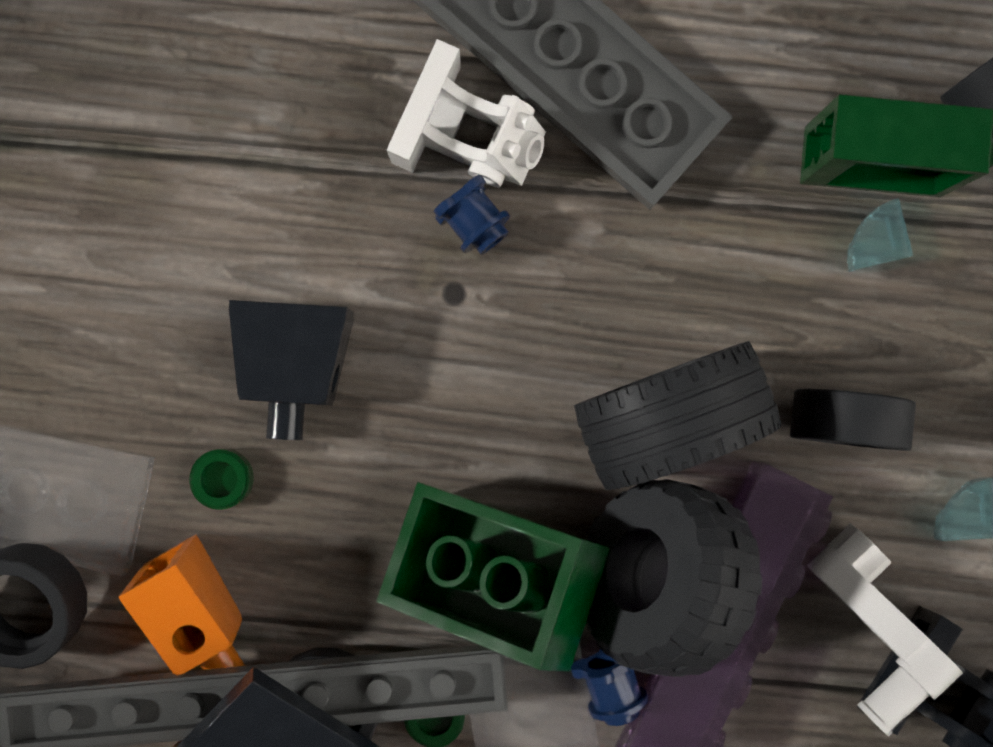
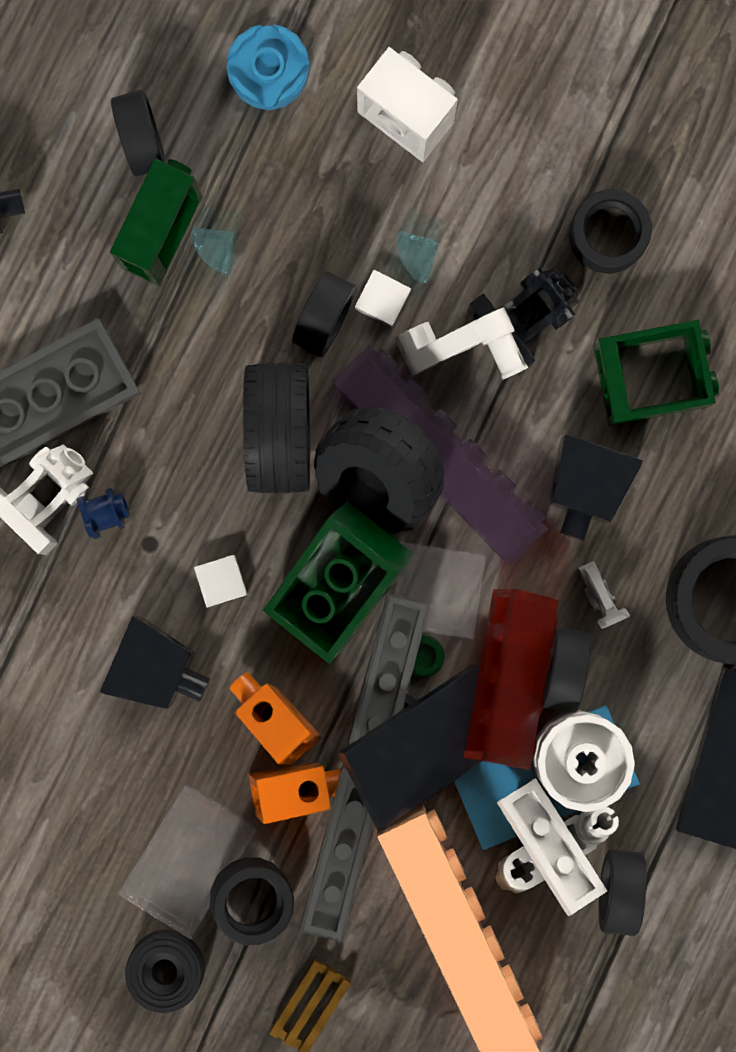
camera: 65 degrees left, 0 degrees up
(221, 479) = (217, 742): dark green tile -> none
(257, 572) = (286, 733): none -> orange torso
(438, 406) = (220, 581): none -> white tile
(612, 689) = (442, 532): dark blue brick -> none
(895, 488) = (382, 298): none -> white tile

